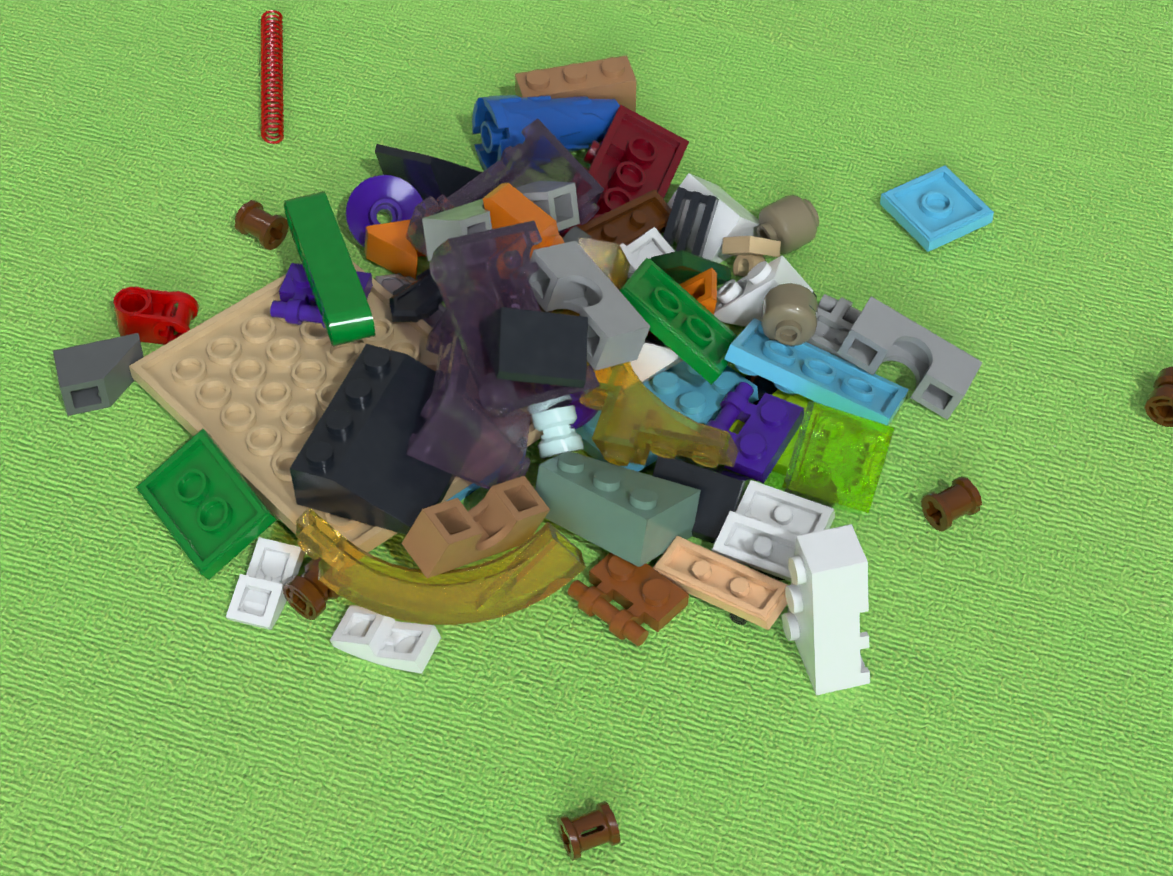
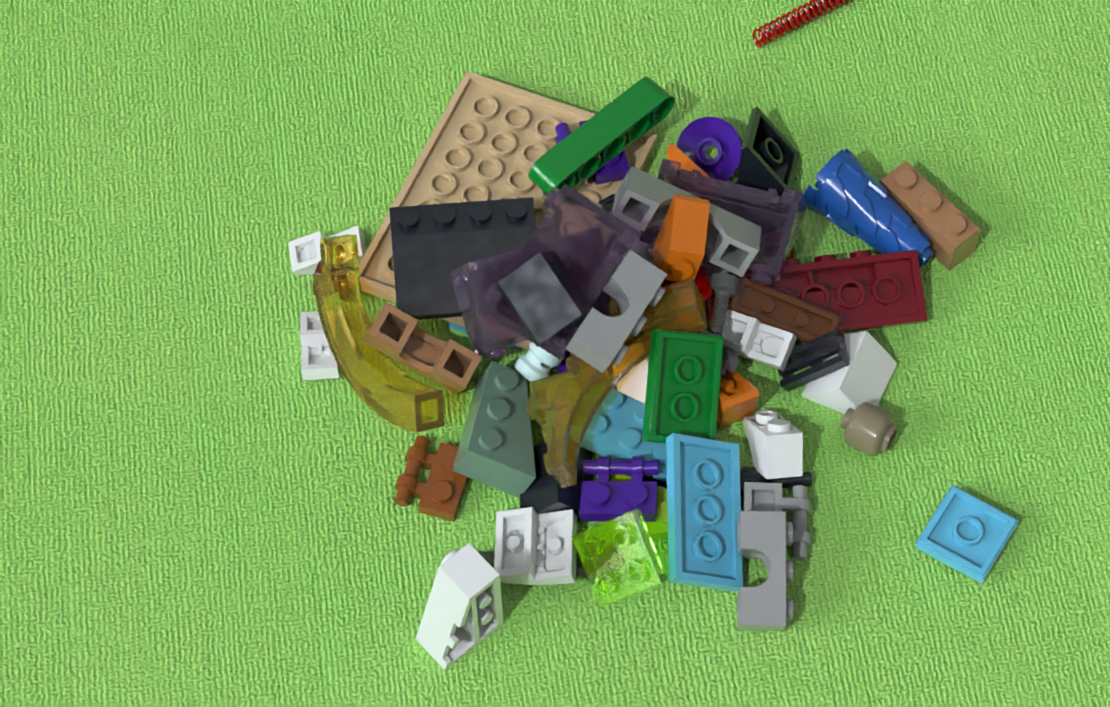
camera: 65 degrees right, 10 degrees up
(96, 372) = (449, 54): dark grey slope -> none
(153, 313) = (524, 65): red piece -> none
(206, 504) = (370, 180): green tile -> none
(255, 221) = (657, 69): reddish brown bush -> none
(571, 829) = (219, 537): reddish brown bush -> none
(684, 266) = (761, 378): dark green tile -> none
(723, 582) = (476, 517): light nougat tile -> none
(749, 252) = (820, 414): tan tile -> none
(789, 314) = (742, 464): dark tan head -> none
(951, 503) = (636, 660): reddish brown bush -> none

